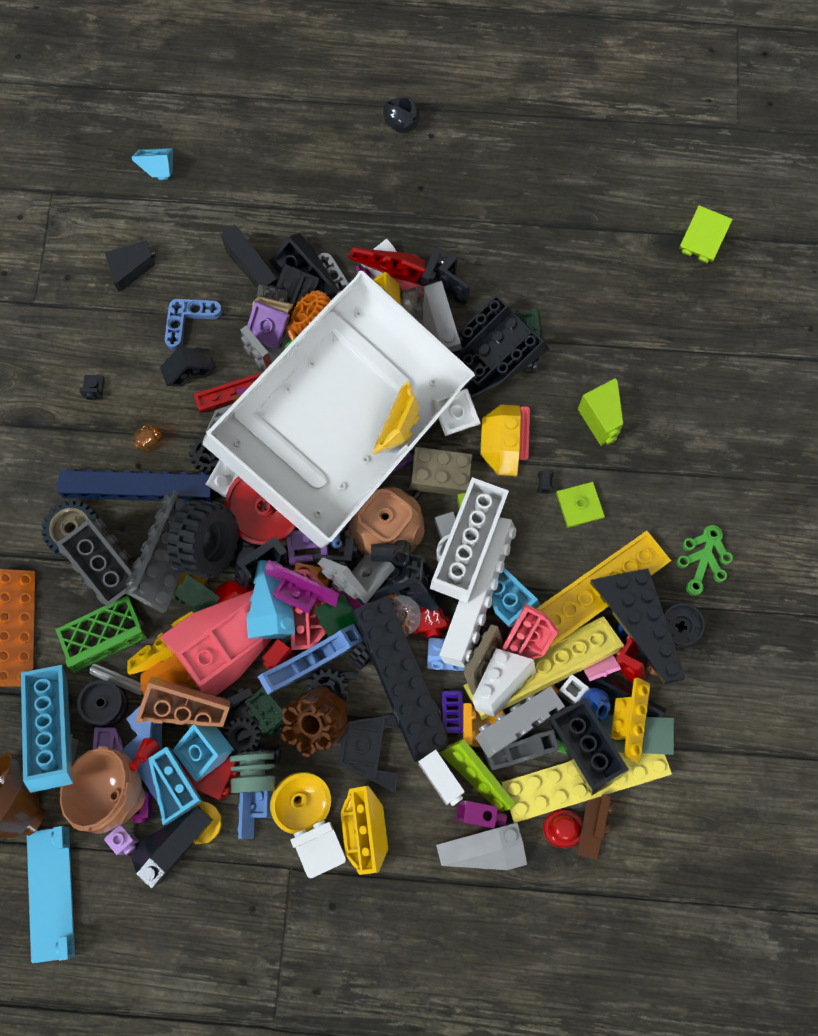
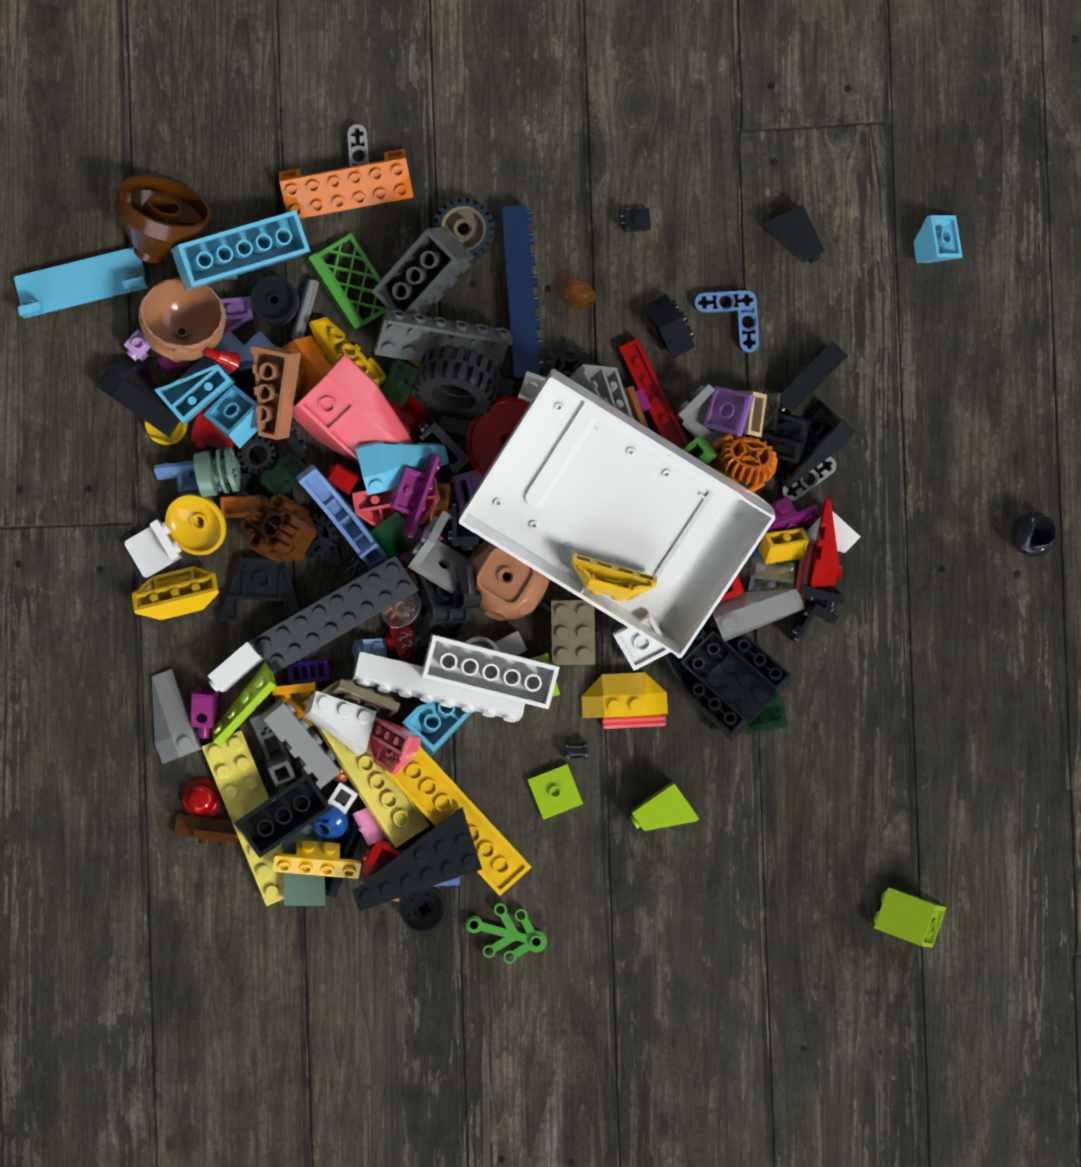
camera: 80 degrees right, 15 degrees up
(289, 759) = (237, 505): none -> orange plate

